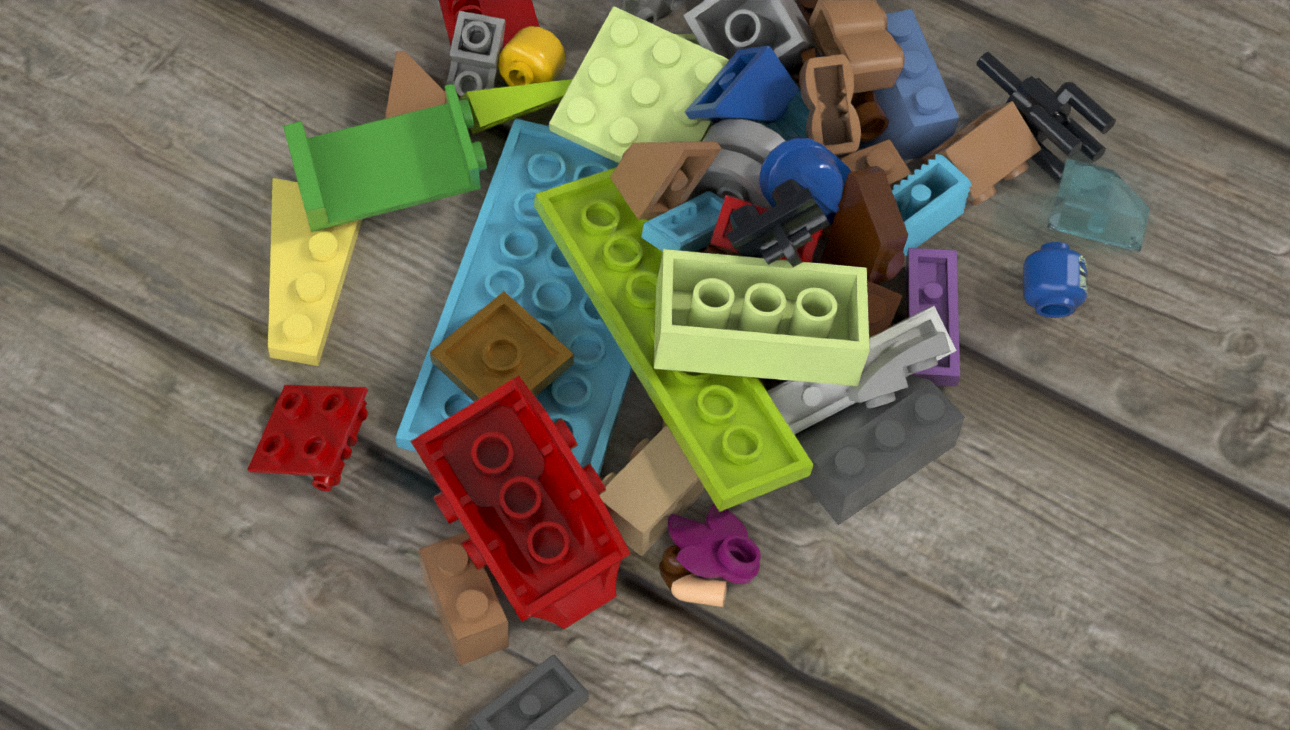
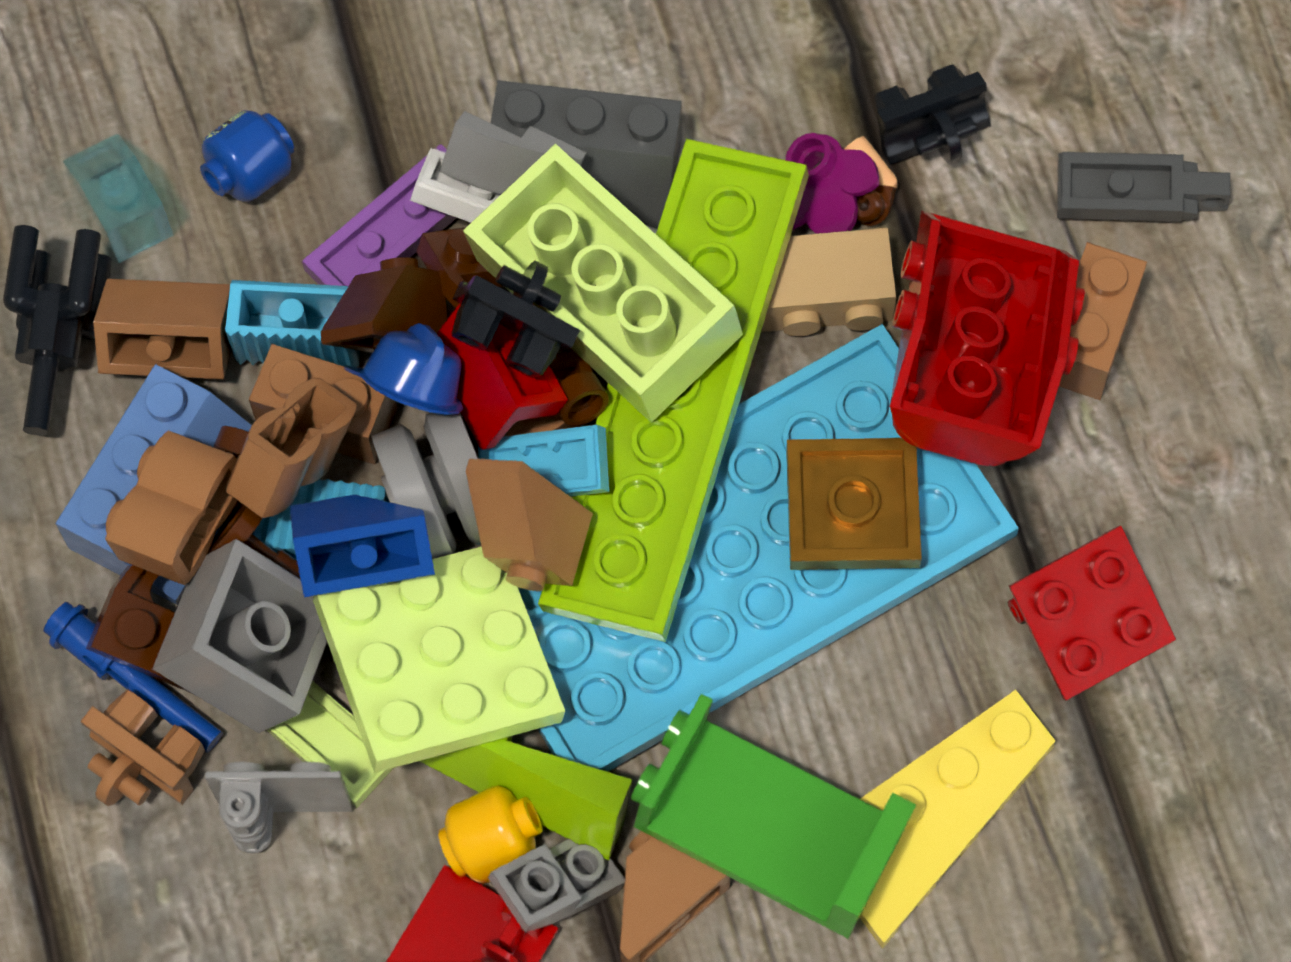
camera: 130 degrees left, 10 degrees up
(703, 632) = (934, 119): none -> black hips

